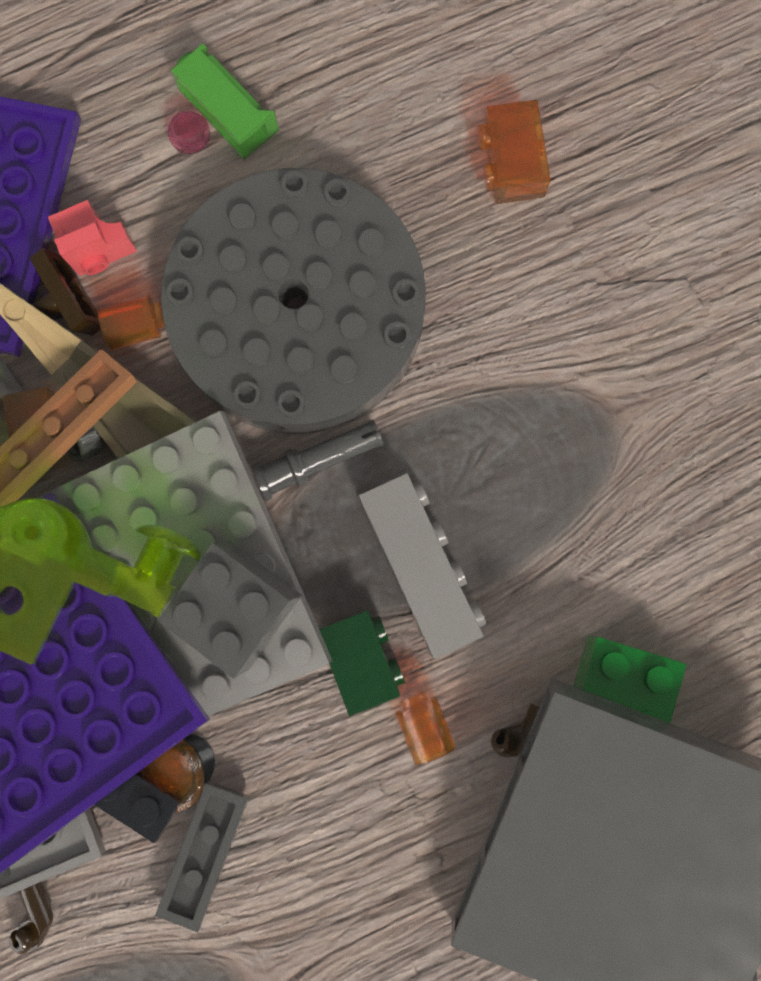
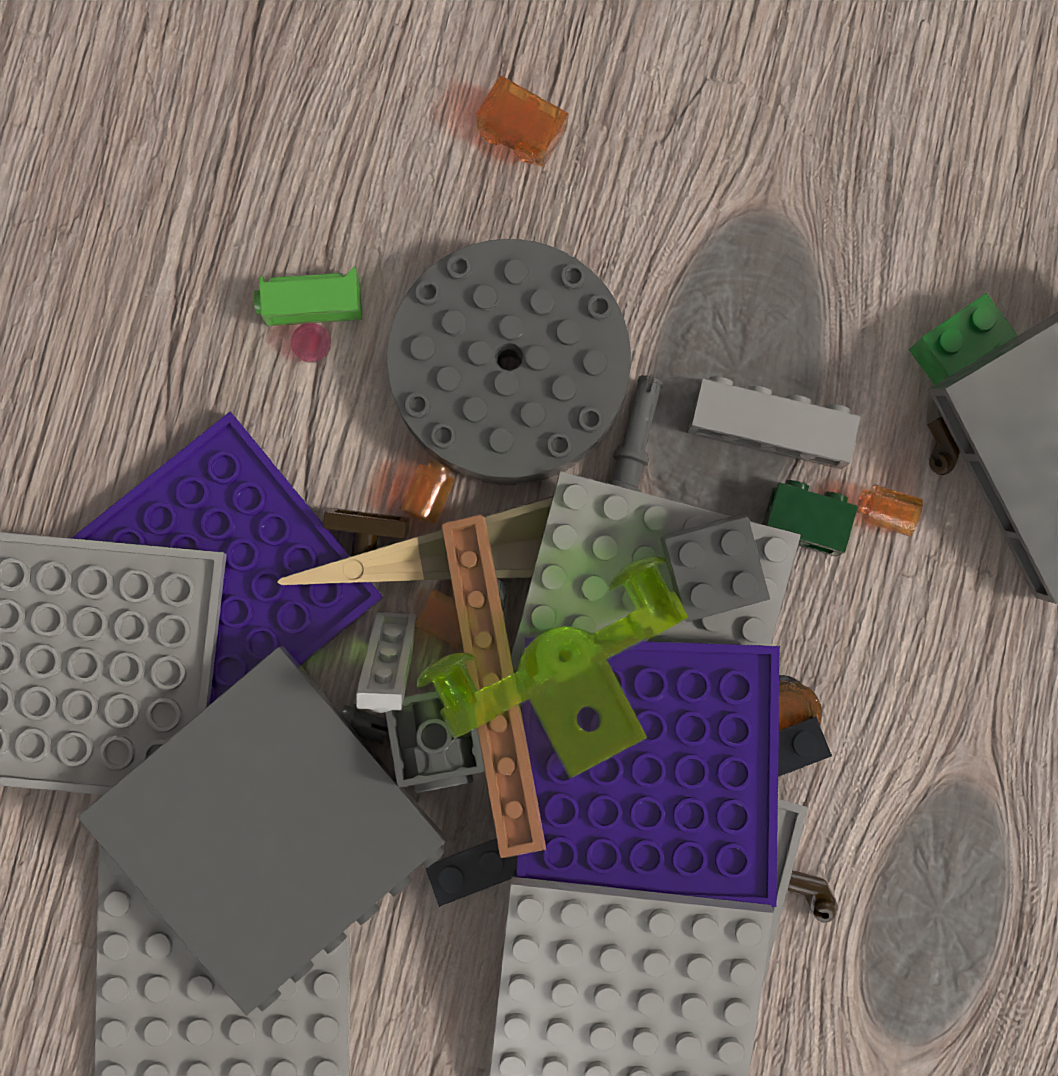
camera: 60 degrees left, 0 degrees up
(87, 241) = (338, 476): coral brick -> none
(202, 856) = (862, 736): dark grey plate -> none

